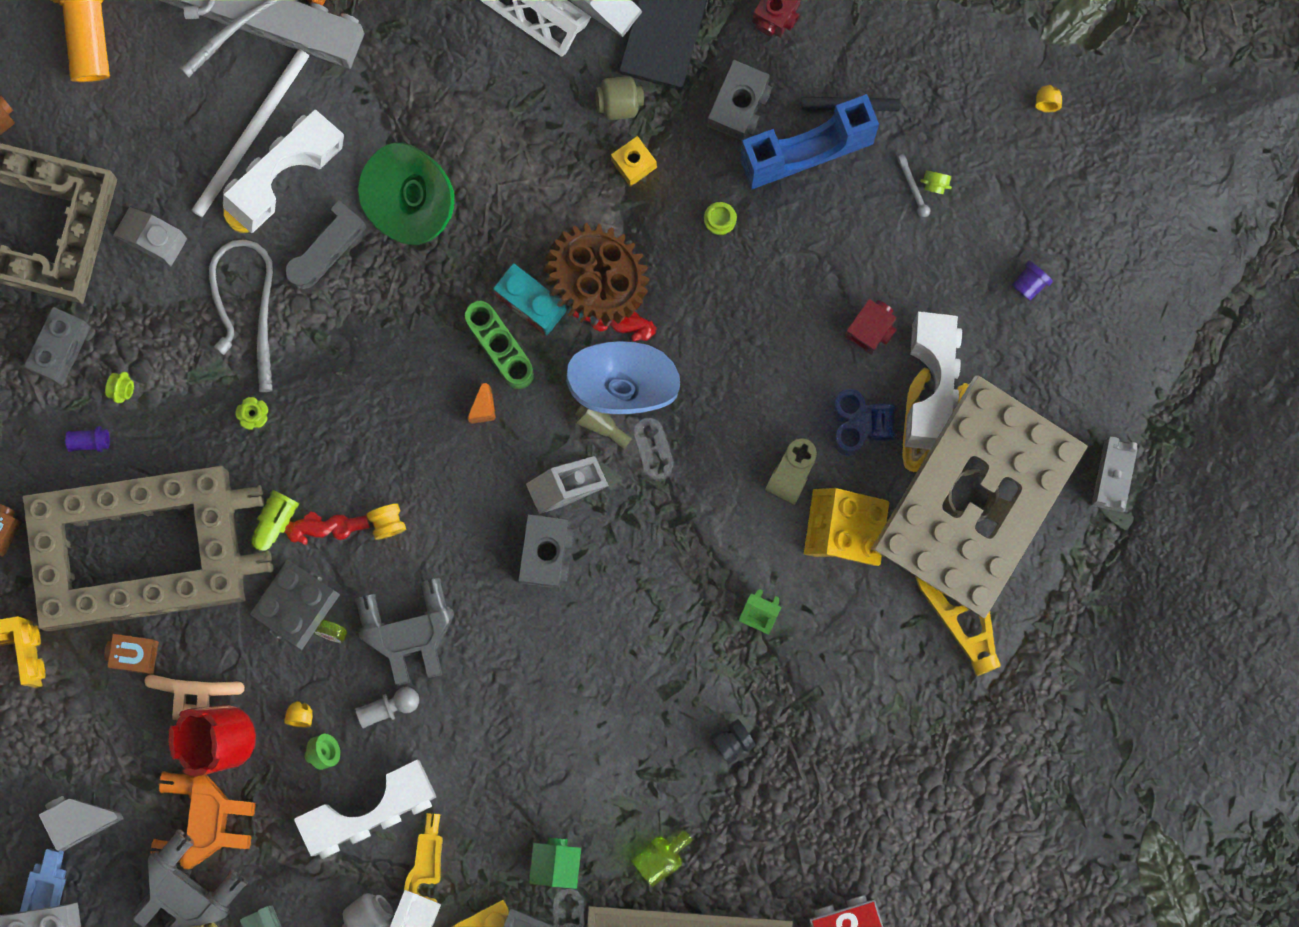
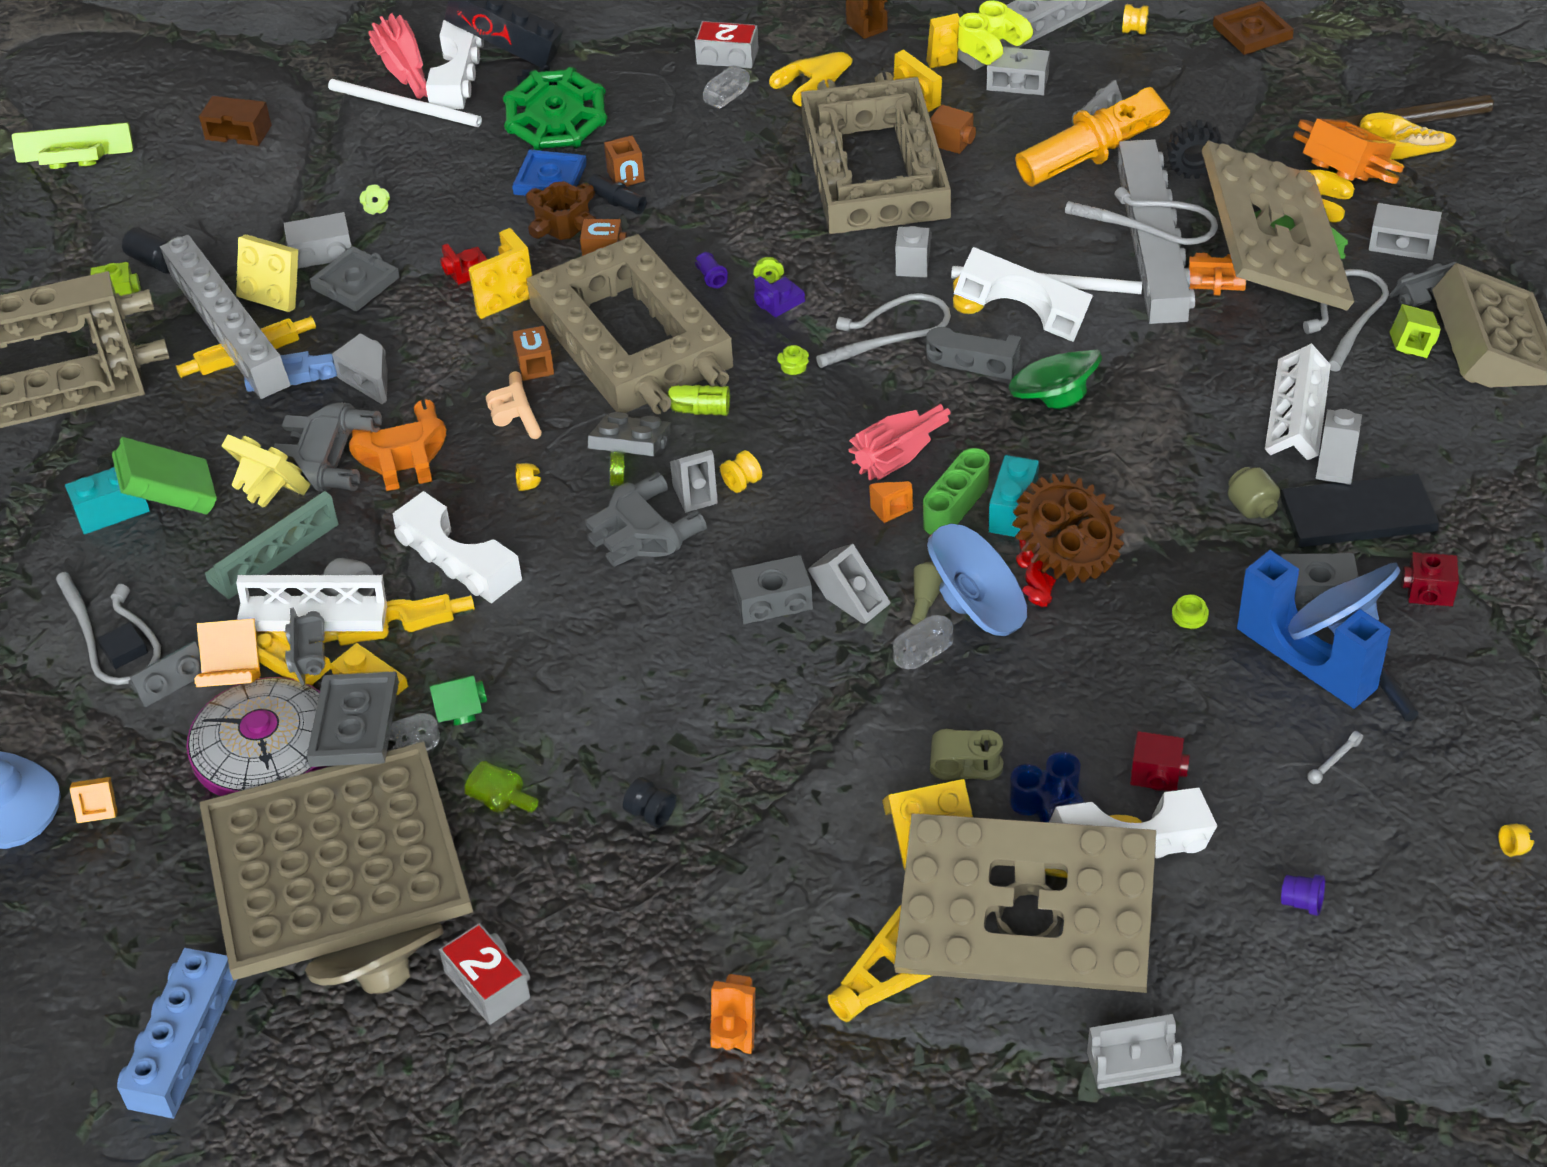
camera: 70 degrees right, 35 degrees down
(57, 346) = (781, 223): dark grey brick -> none
(154, 391) = (778, 296): none -> dark purple bracket
(212, 739) = (476, 414): red cylinder -> none
(313, 526) = (712, 434): red animal -> none
(322, 751) = (499, 500): bright green tile -> none
(379, 567) = (695, 480): none -> light grey slope
(404, 701) = (562, 532): light grey pin -> none
(421, 385) = (895, 440): none -> coral piece
(633, 171) = (1200, 528): yellow plate -> none
(760, 612) = (800, 779): bright green tile -> none
(802, 105) = (1343, 601): none -> medium blue hat
(936, 182) = (1352, 771): lime plate -> none
(976, 755) = (733, 1014): none -> orange hips

